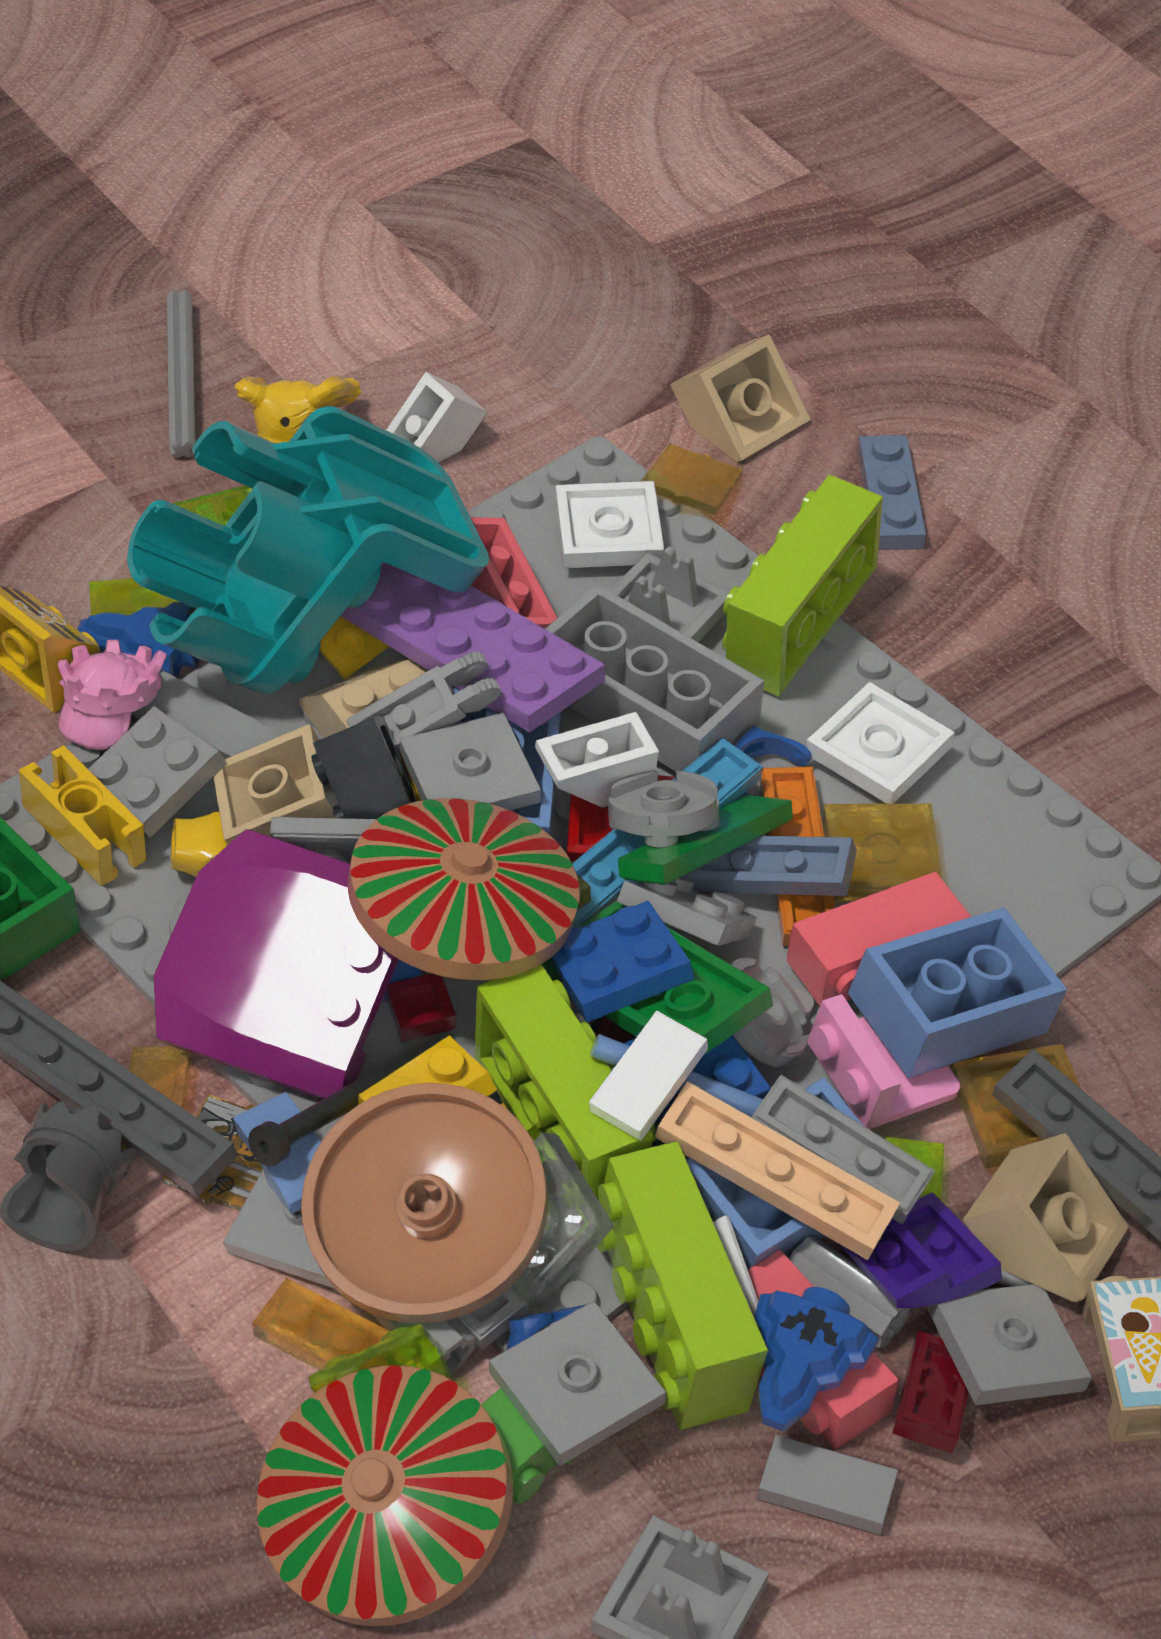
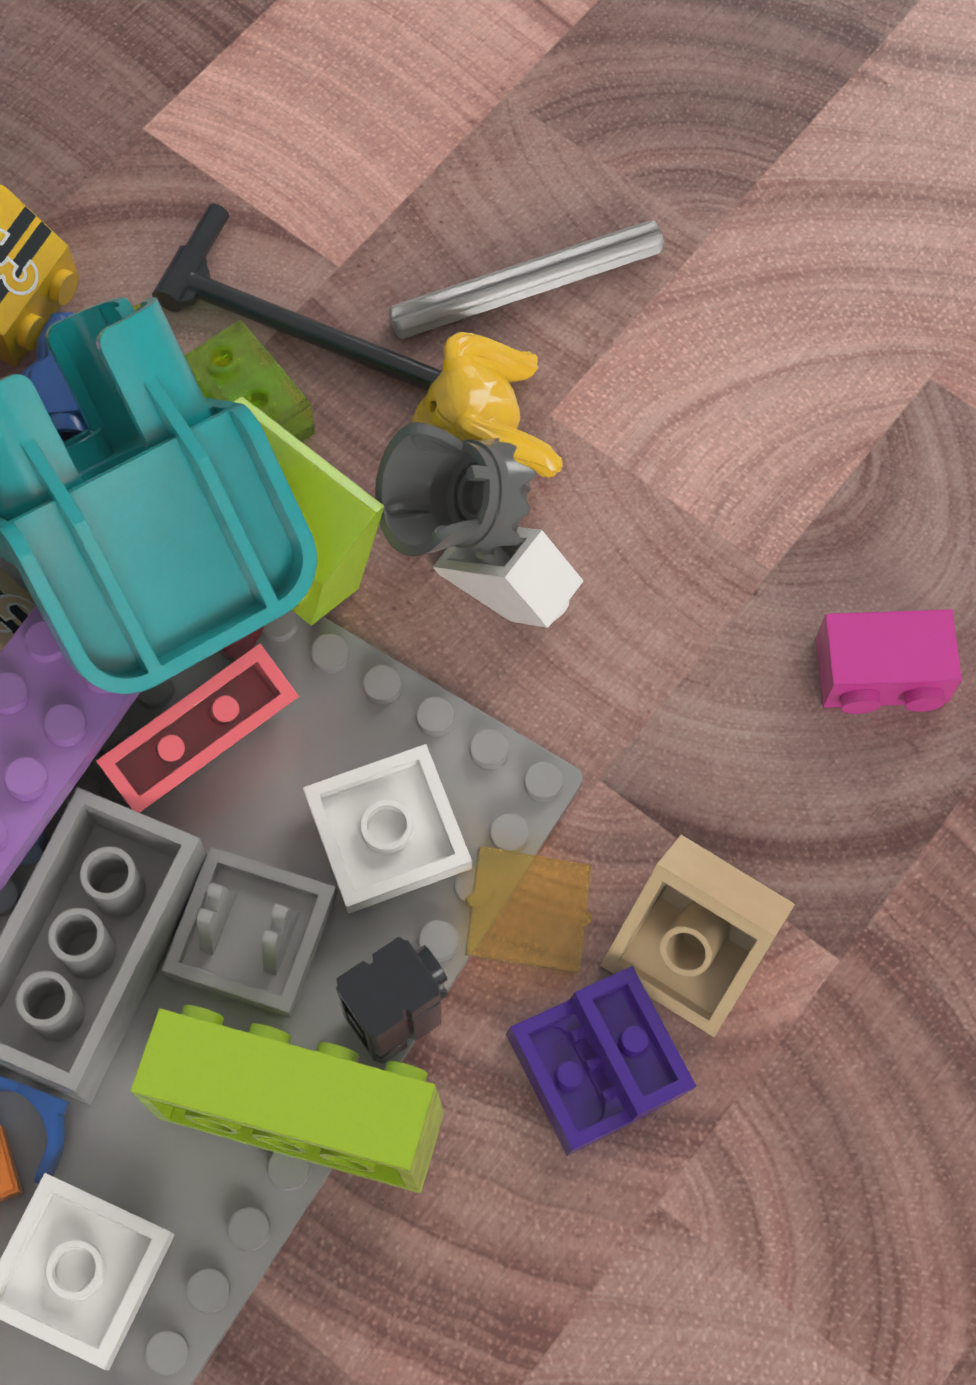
camera: 75 degrees right, 20 degrees up
(85, 558) = (189, 280): none -> black bar
(385, 392) = (450, 492): none -> dark grey hat
(579, 267) = (888, 660): none -> dark pink brick
(747, 517) = (393, 998): none -> black brick
(800, 461) = (600, 1060): none -> dark purple slope
(890, 473) = (600, 1180): sand blue plate -> none

